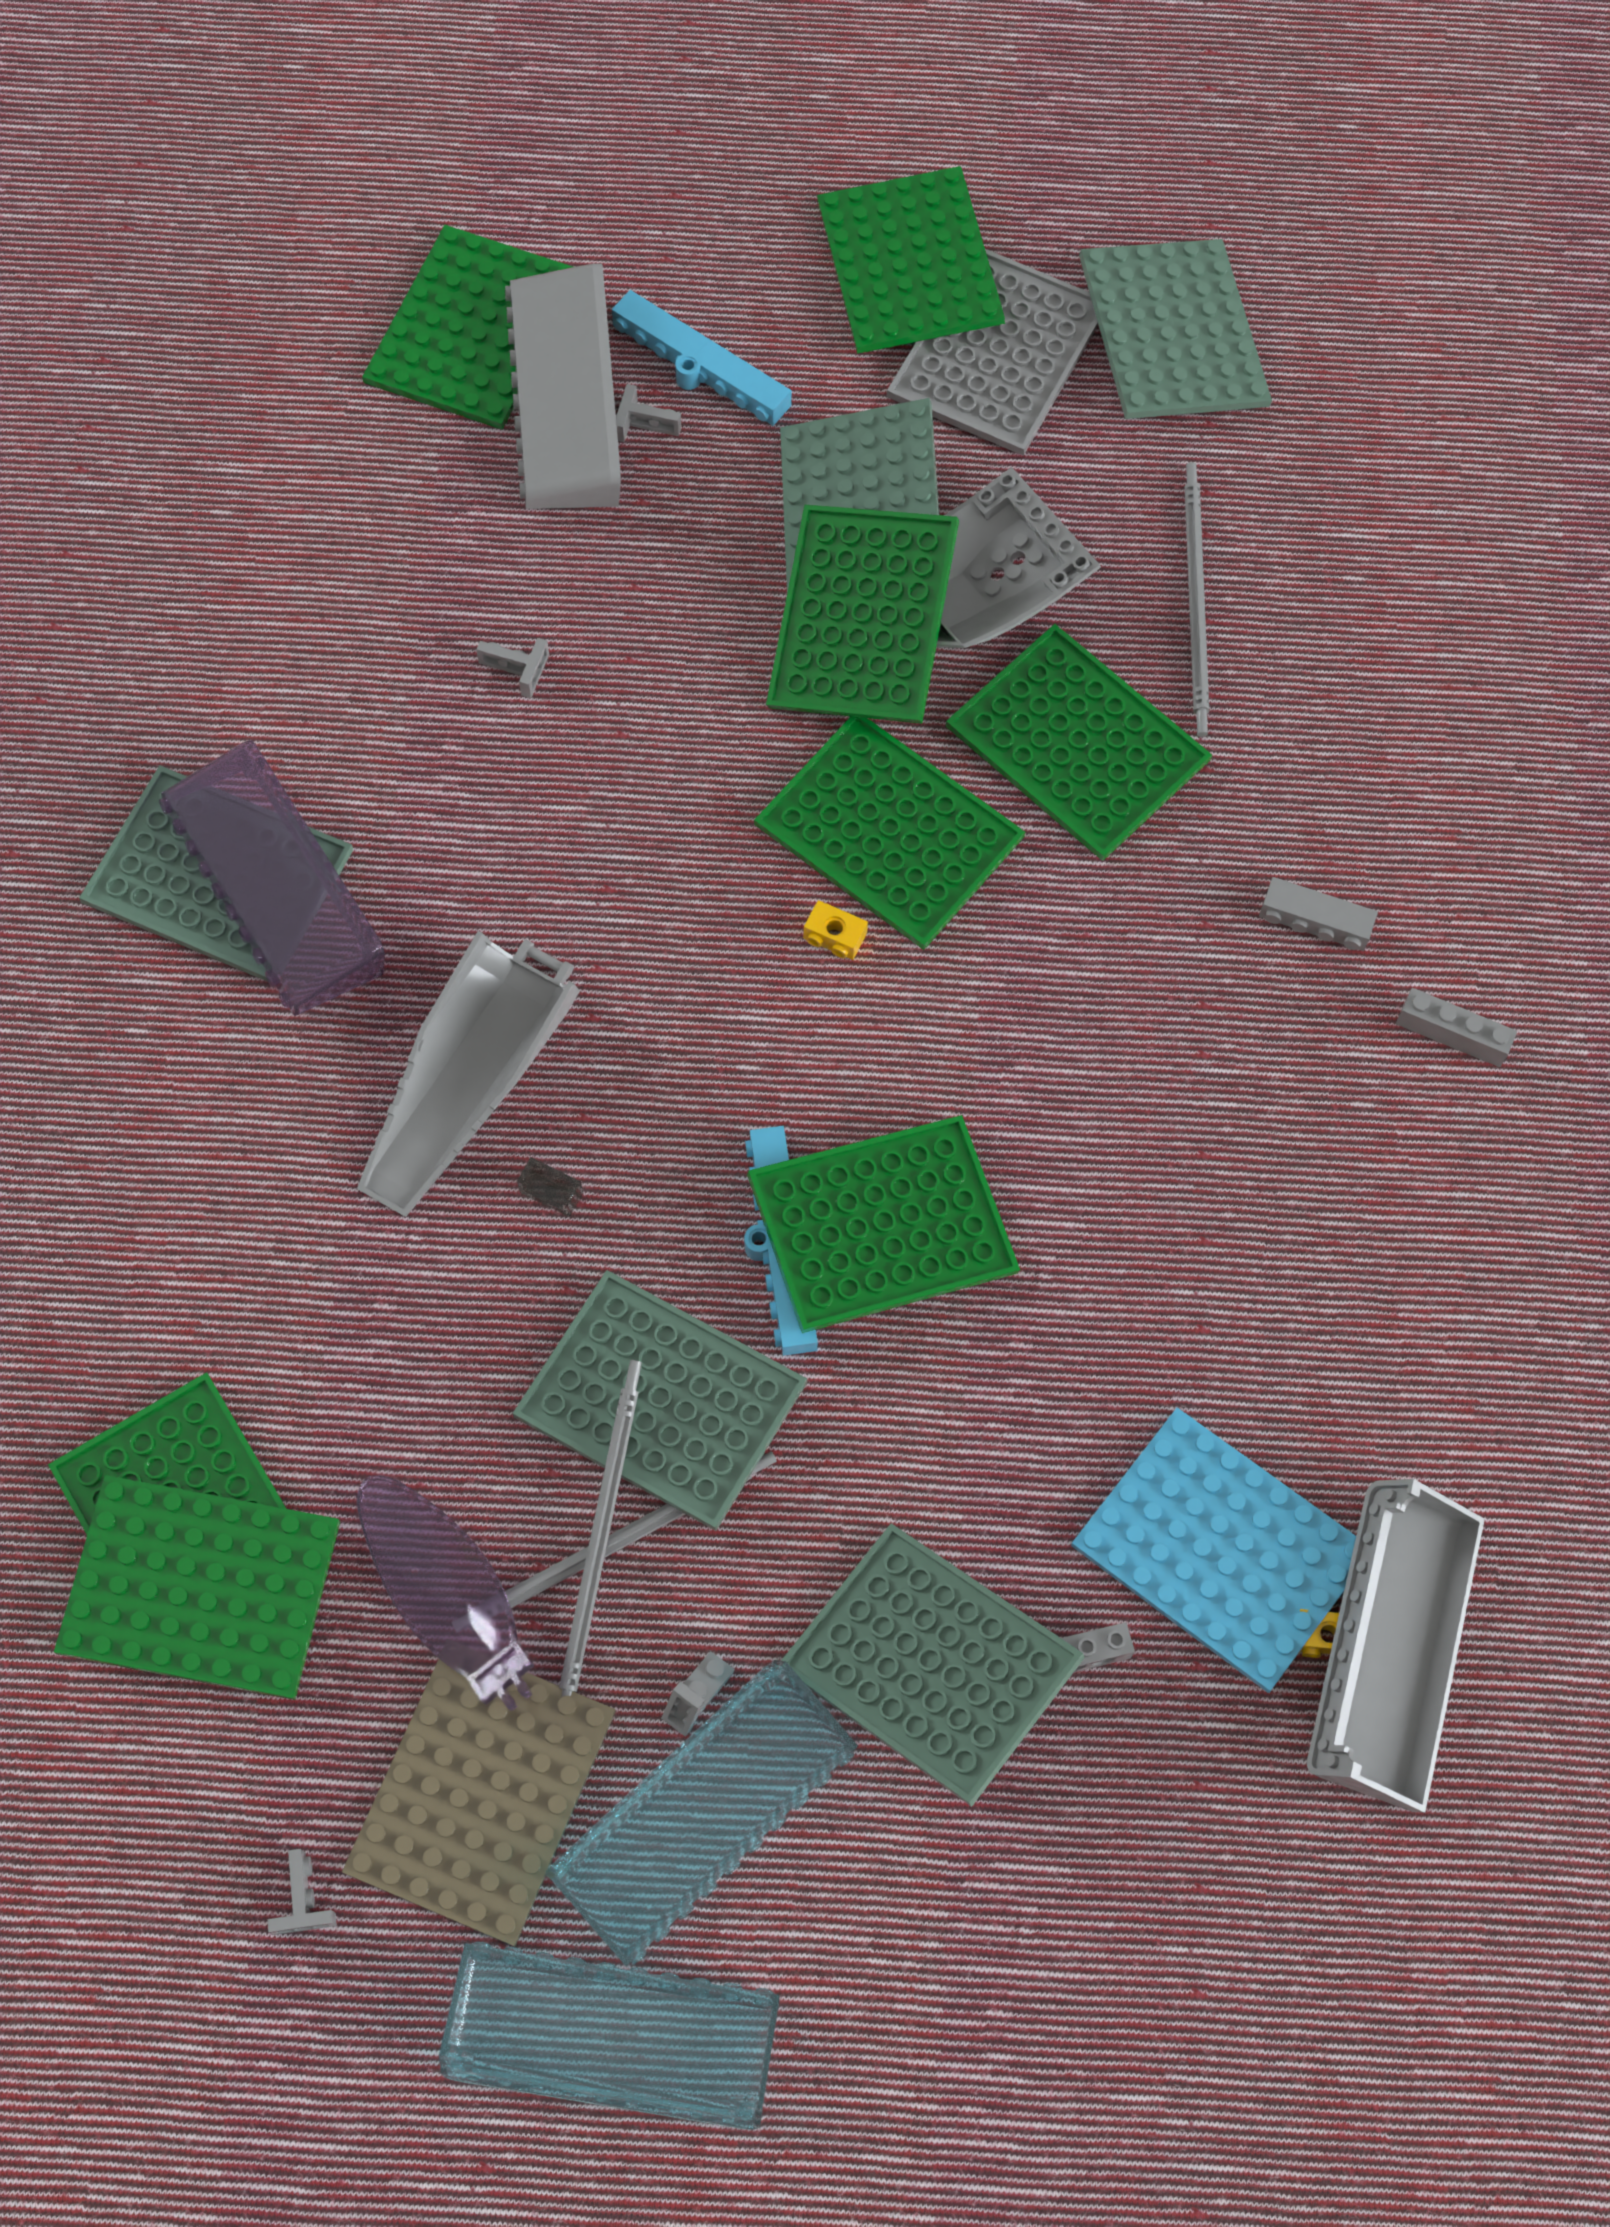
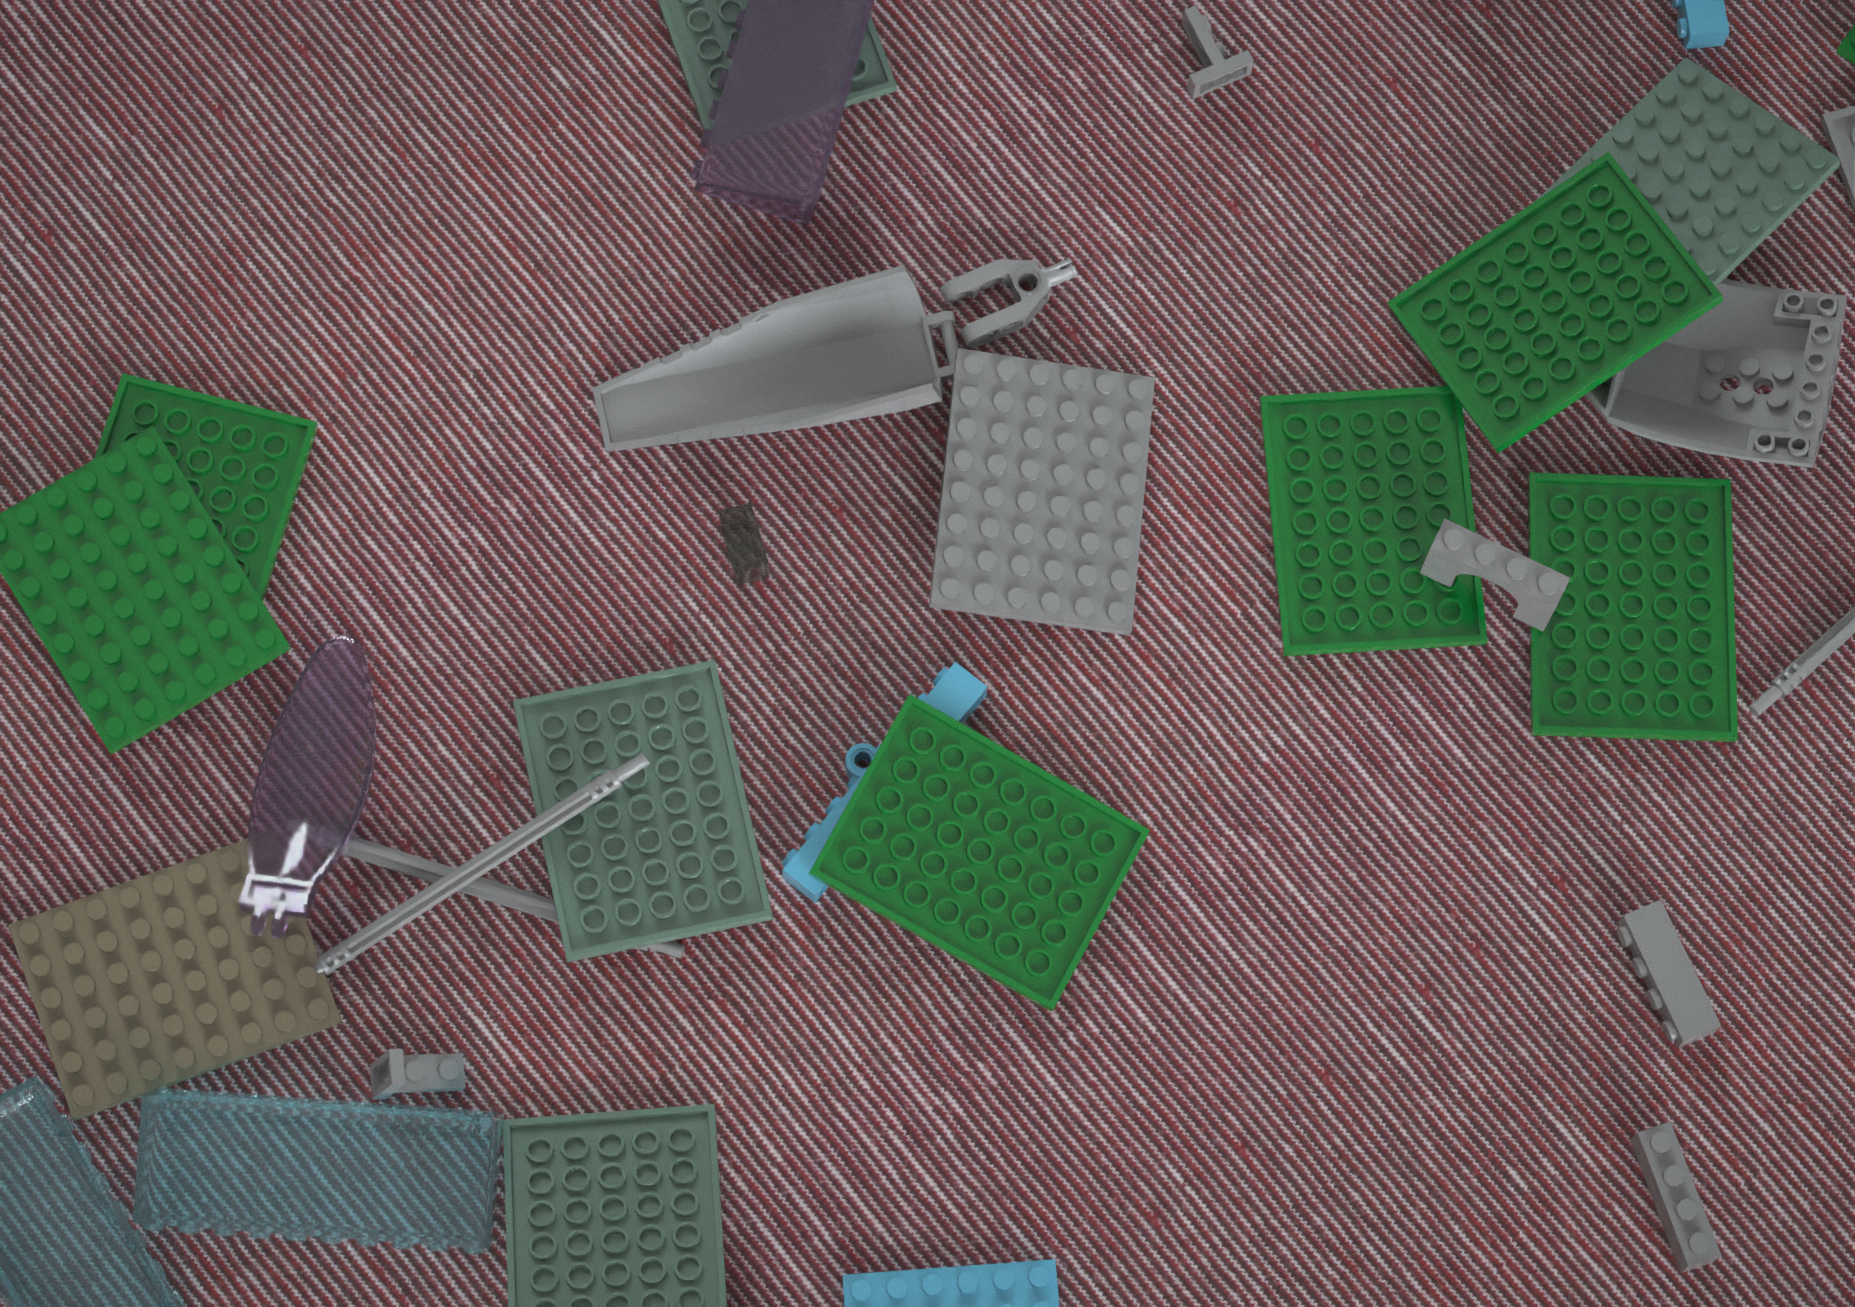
camera: 45 degrees right, 5 degrees up
(536, 887) = (1014, 274): none -> light grey piece
(690, 990) = (1042, 492): none -> light grey plate
(827, 918) = (1222, 543): yellow brick -> none
(1027, 770) = (1529, 582): none -> light grey arch

